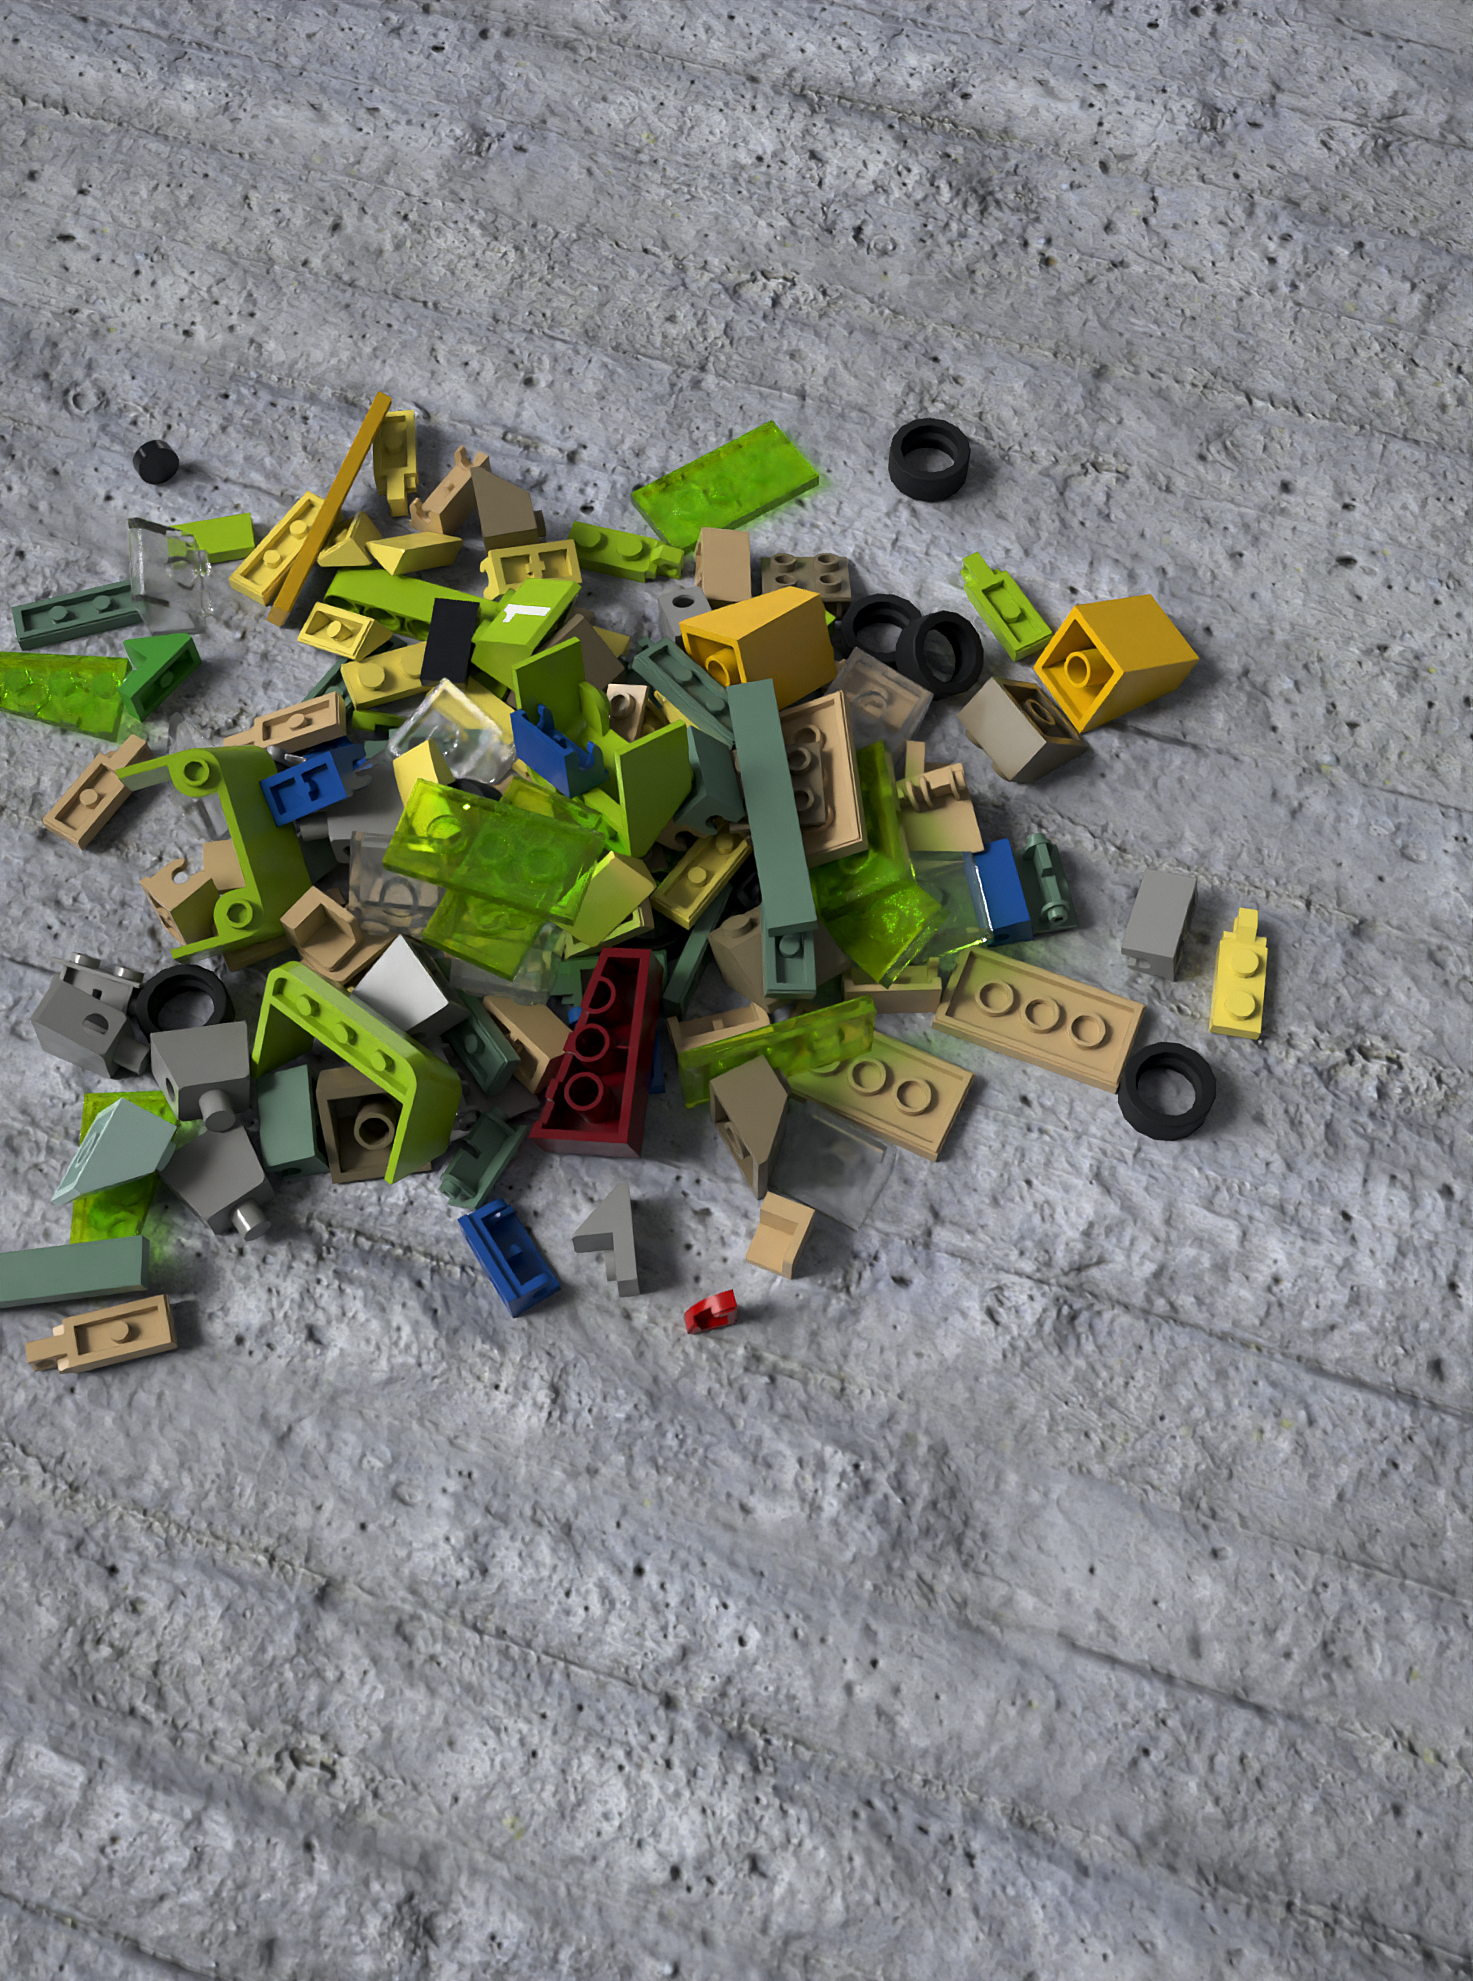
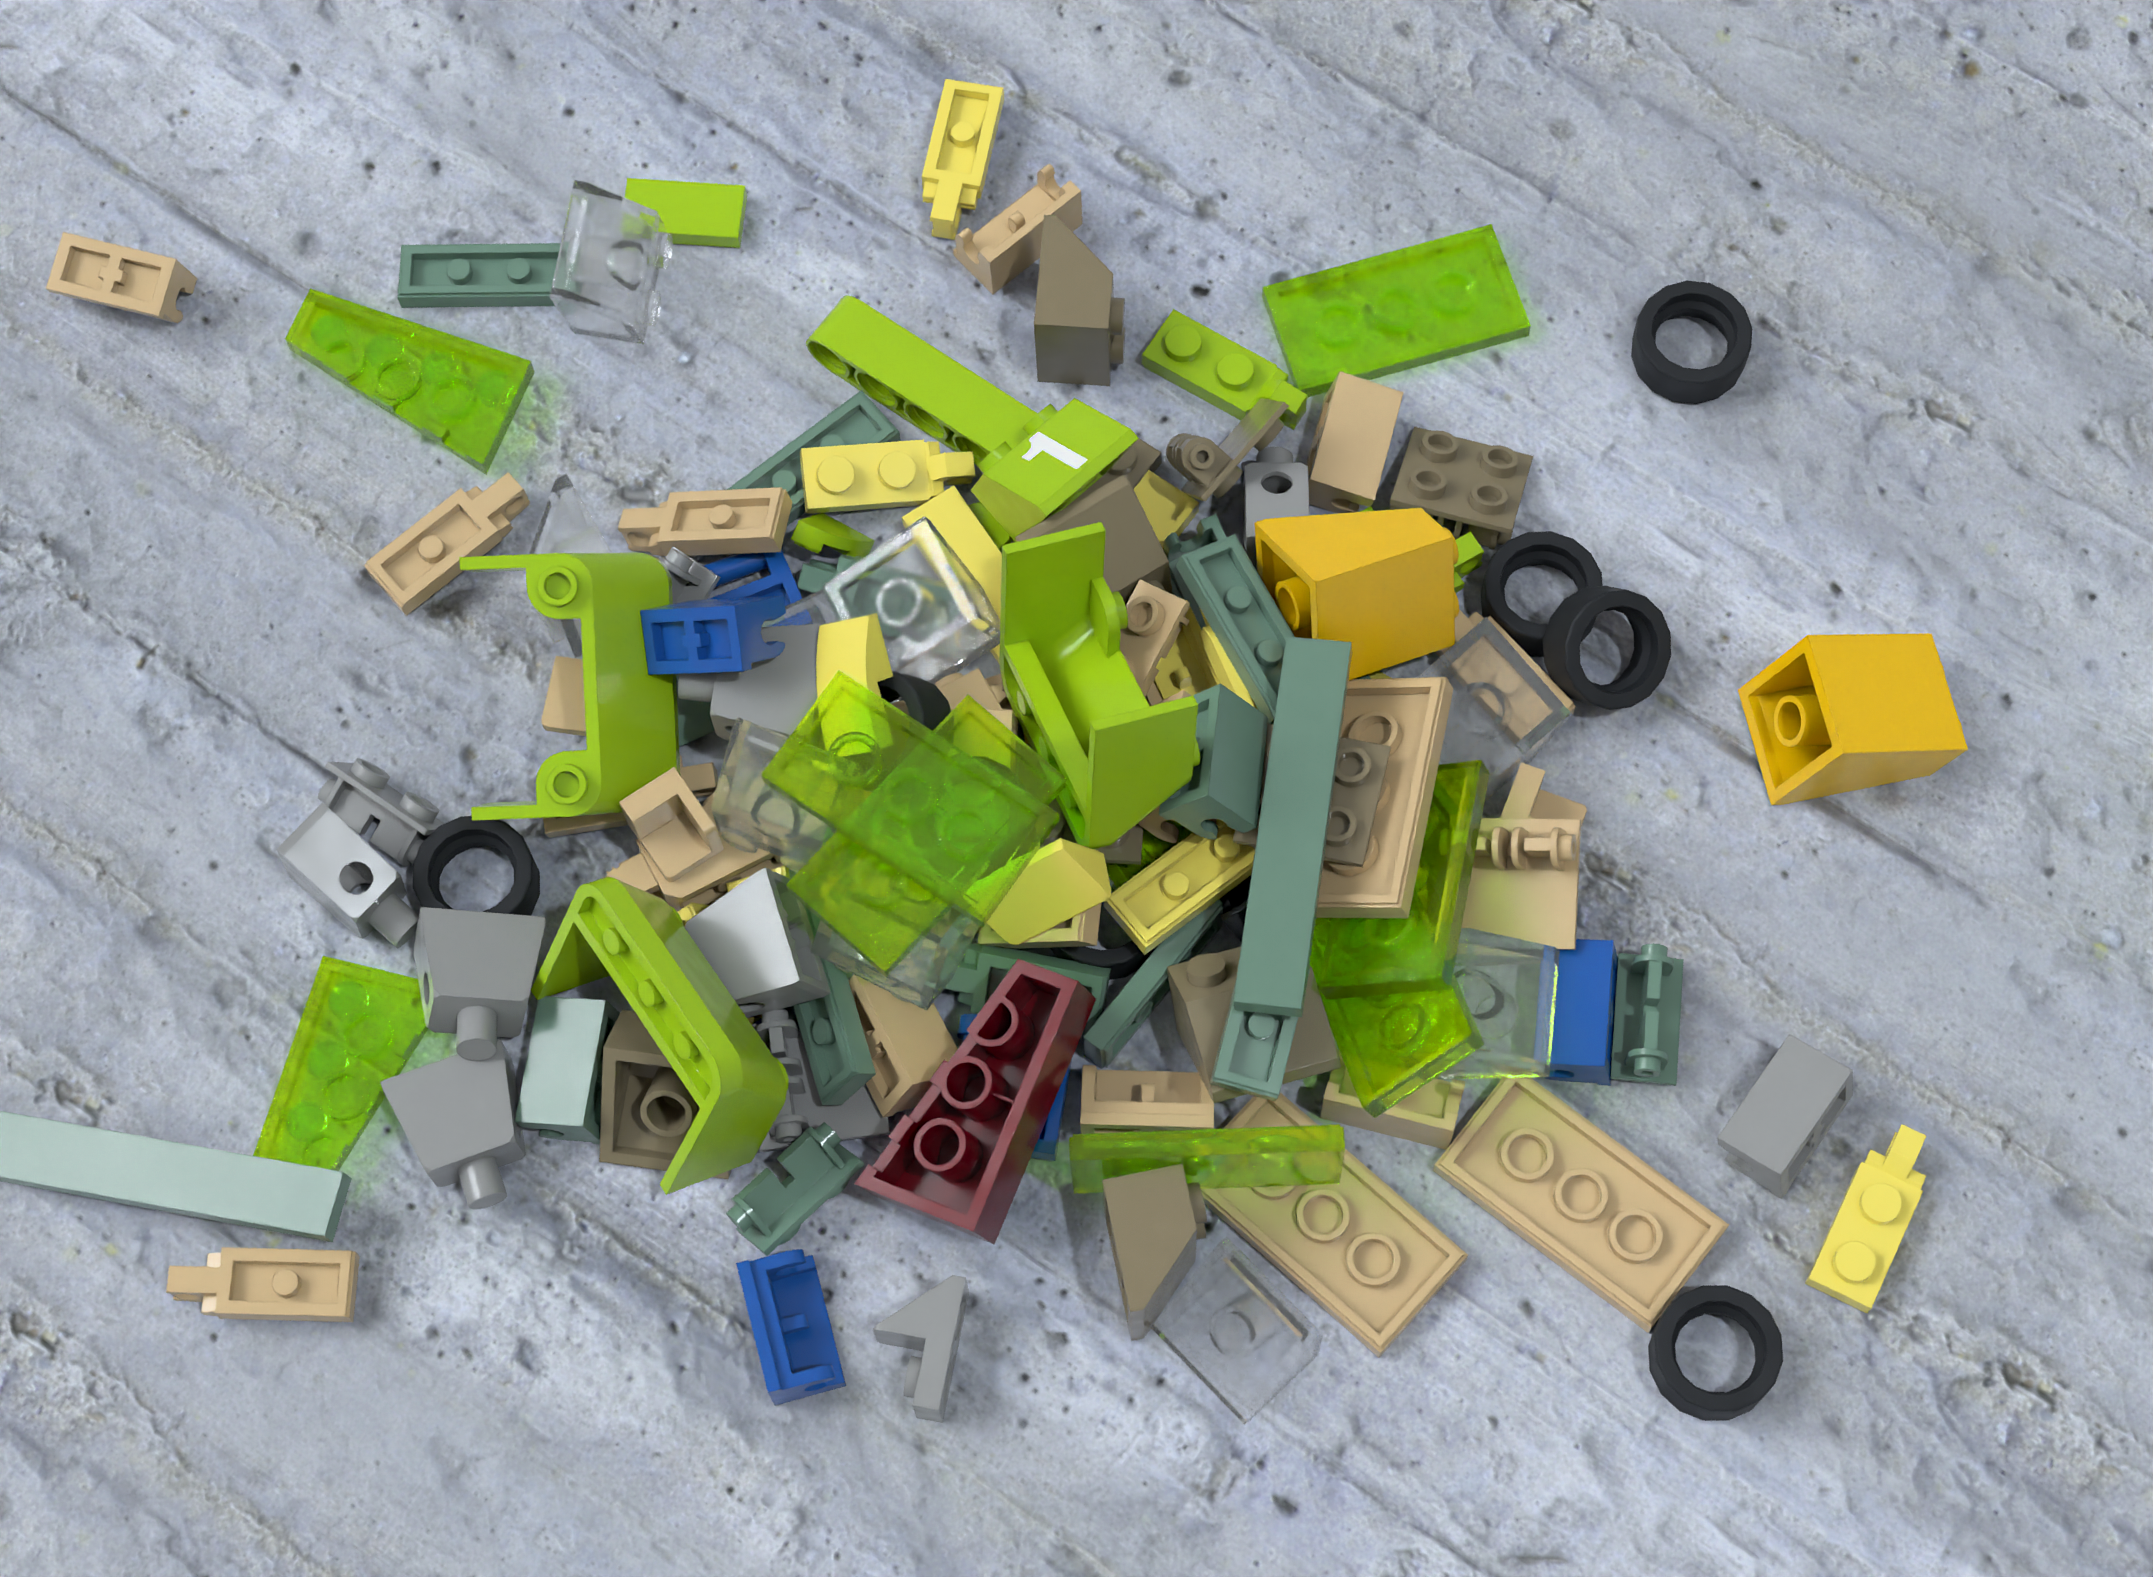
camera: 20 degrees right, 5 degrees up
(118, 1149) = (337, 1055): light aqua slope -> none
(155, 462) = (641, 79): black tile -> none
(161, 667) = (574, 384): bright green slope -> none
(183, 908) = (510, 745): tan hinge -> none
(269, 563) = (780, 248): light yellow tile -> none
(329, 510) = (849, 213): yellow tile -> none
(342, 632) = (816, 400): light yellow slope -> none
(347, 542) = (864, 270): light yellow slope -> none
(415, 551) = (944, 303): light yellow slope -> none
(449, 642) = (949, 457): black tile -> none
(513, 565) = (1094, 375): light yellow hinge -> none
(555, 755) = (1035, 675): blue hinge -> none
(631, 604) = (1215, 468): none -> dark tan hinge
(711, 1313) = (1024, 1478): red tile -> none
(780, 1235) = (1143, 1401): tan panel -> none
(1004, 608) = (1724, 596): lime hinge -> none
(1020, 730) = (1688, 783): dark tan slope -> none

